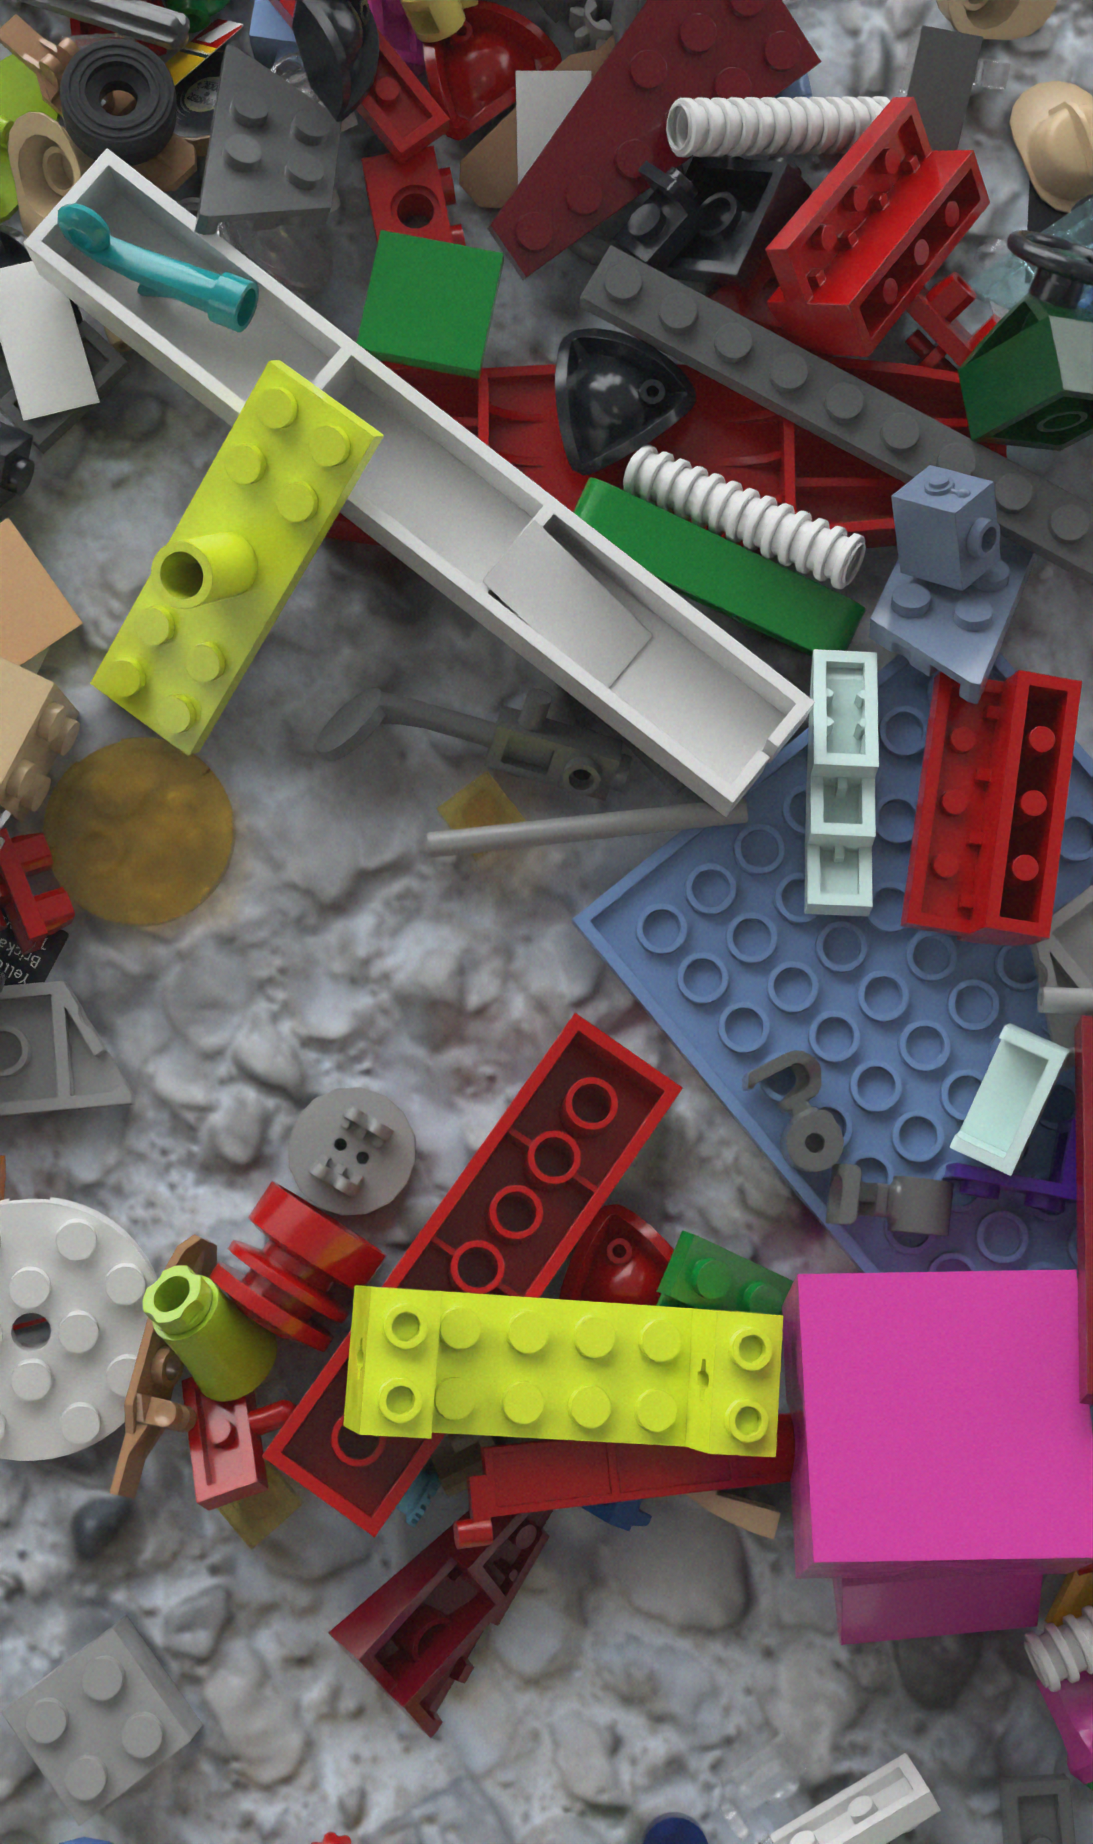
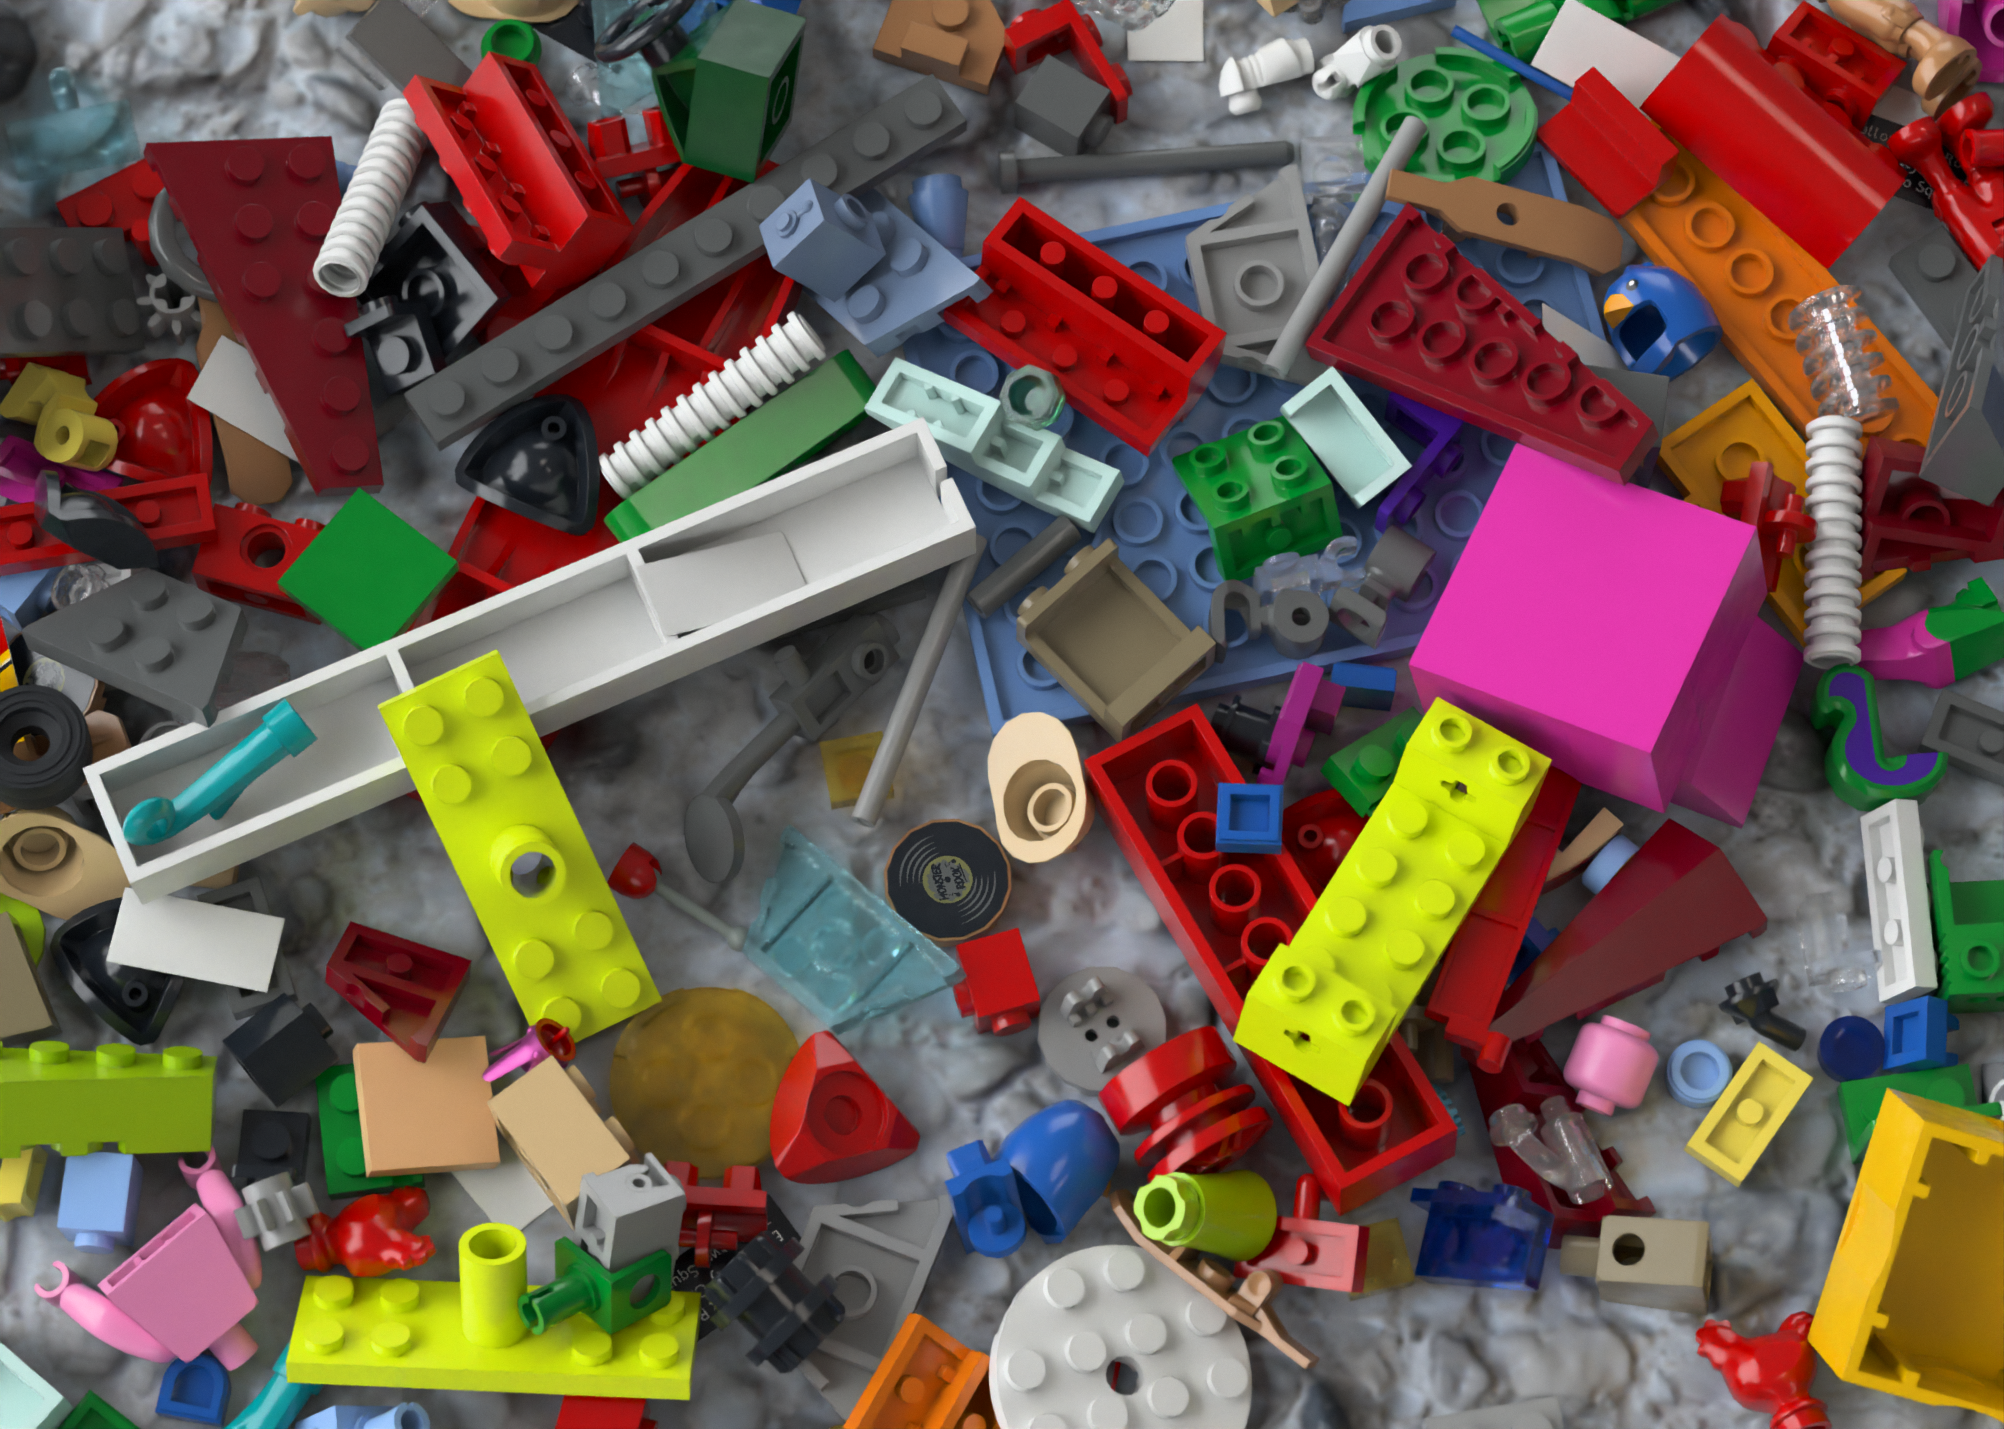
camera: 60 degrees left, 10 degrees down
(80, 675) = (541, 1041): none -> piece
(87, 527) = (398, 985): none -> dark red wing
(126, 1130) = (985, 1202): none -> blue hips
(154, 957) = (835, 1118): none -> red hat
(200, 1177) = (1064, 1159): none -> blue piece
(291, 679) = (640, 875): none -> hinge
(310, 881) = (840, 943): none -> clear light blue wing
(311, 1597) = (1482, 1237): none -> clear blue bracket
(342, 1037) = (997, 984): none -> red brick
(371, 1789) = (1672, 1266): none -> dark tan torso
(421, 947) = (948, 881): none -> black tile
(427, 1650) = (1570, 1152): none -> clear plant
(536, 986) = (1039, 788): none -> tan piece
(541, 1634) = (1610, 1065): none -> bright pink head
(561, 1784) = (1748, 1114): none -> light yellow plate
(580, 1715) = (1697, 1073): none -> light blue tile
(588, 1192) = (1249, 818): none -> blue tile
(671, 1741) = (1751, 1002): none -> black plate
(691, 1142) = (1245, 731): none -> black brick
(696, 1192) = (1309, 704): none -> magenta plate
(702, 1608) = (1656, 912): none -> dark red wedge
(709, 981) = (1112, 641): none -> dark tan panel
(733, 1541) = (1608, 863): none -> light blue tile
(740, 866) = (1023, 567): none -> dark grey piece
(789, 1228) = (1365, 685): none -> blue tile
(854, 1114) = (1307, 573): none -> clear plate
(896, 792) = (1032, 397): none -> clear green tile
(915, 1046) = (1260, 496): none -> green bracket
(968, 1720) = (1856, 755): none -> green animal
(1002, 175) = (513, 40): none -> green plate
(1042, 625) = (941, 209): none -> medium blue cone

